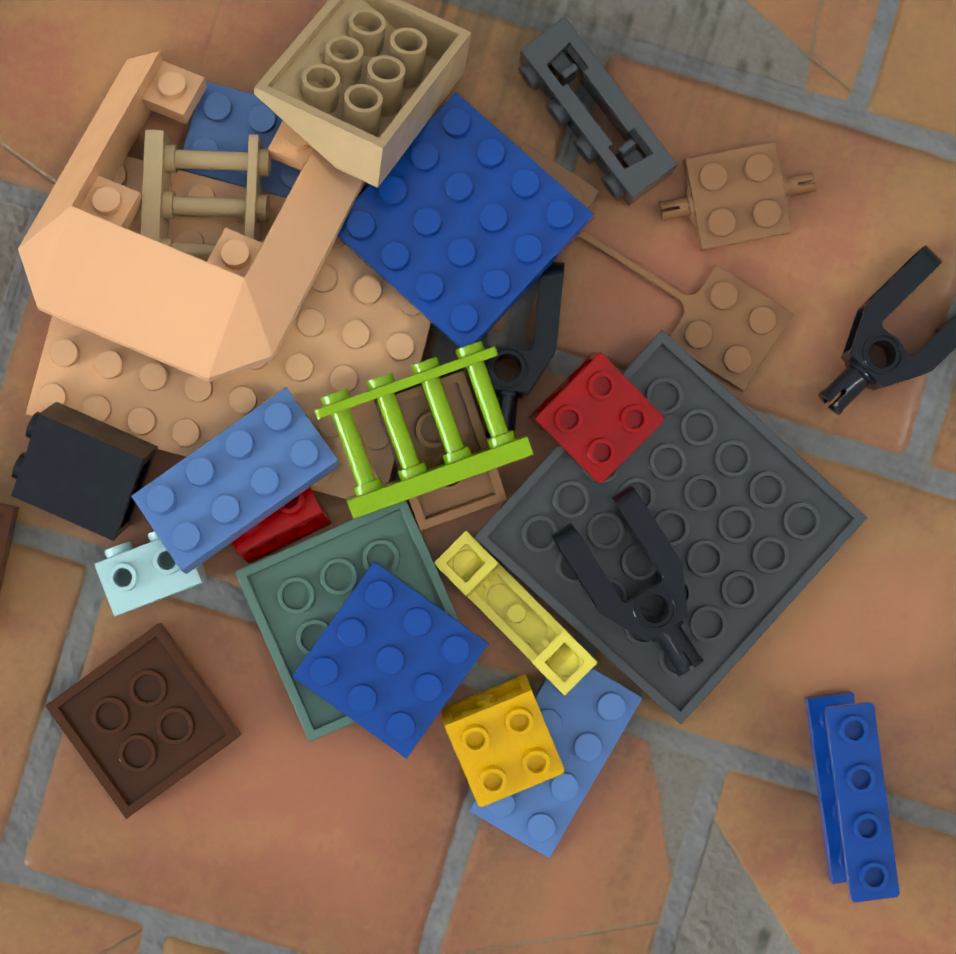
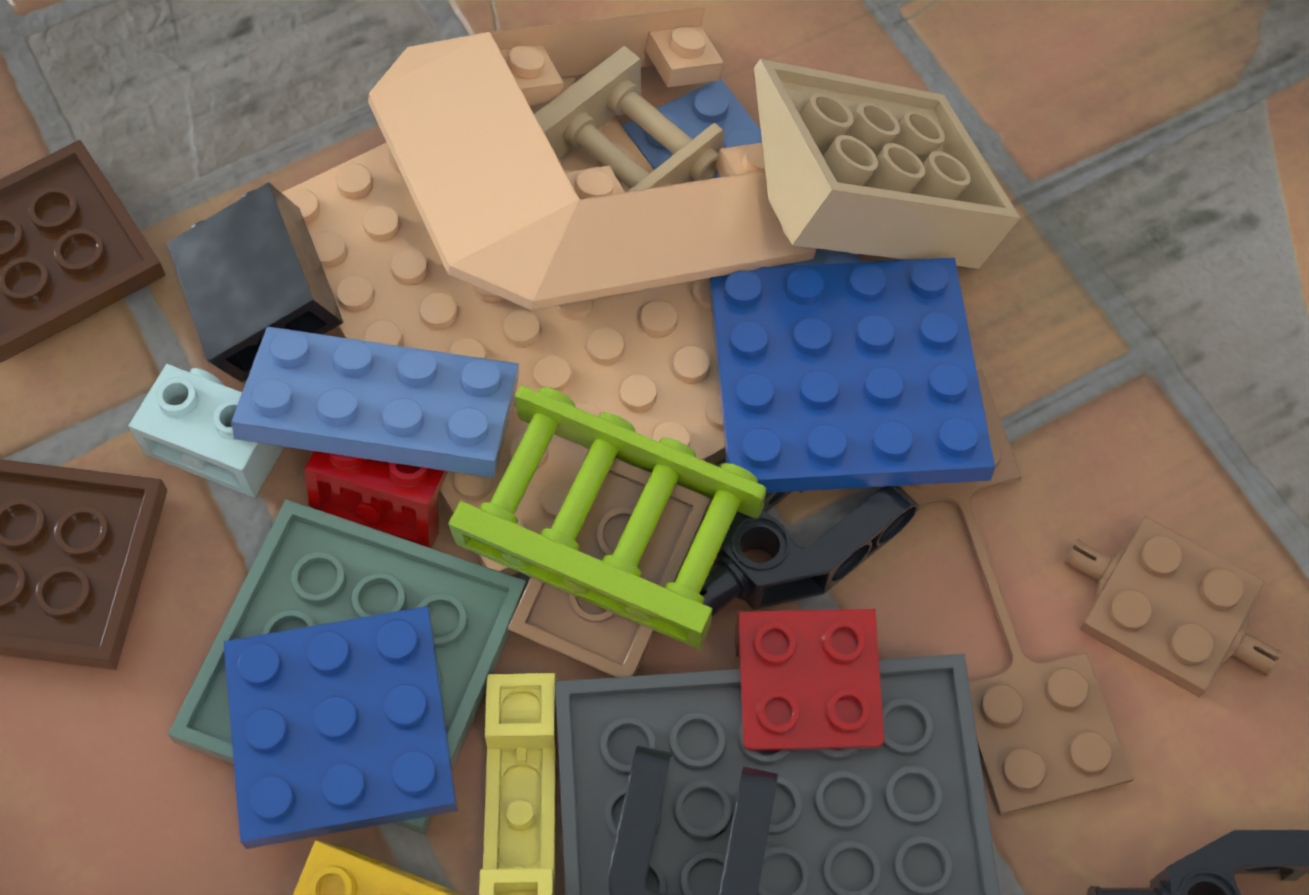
camera: 40 degrees right, 25 degrees down
(549, 53) = (1075, 489): dark grey brick -> none

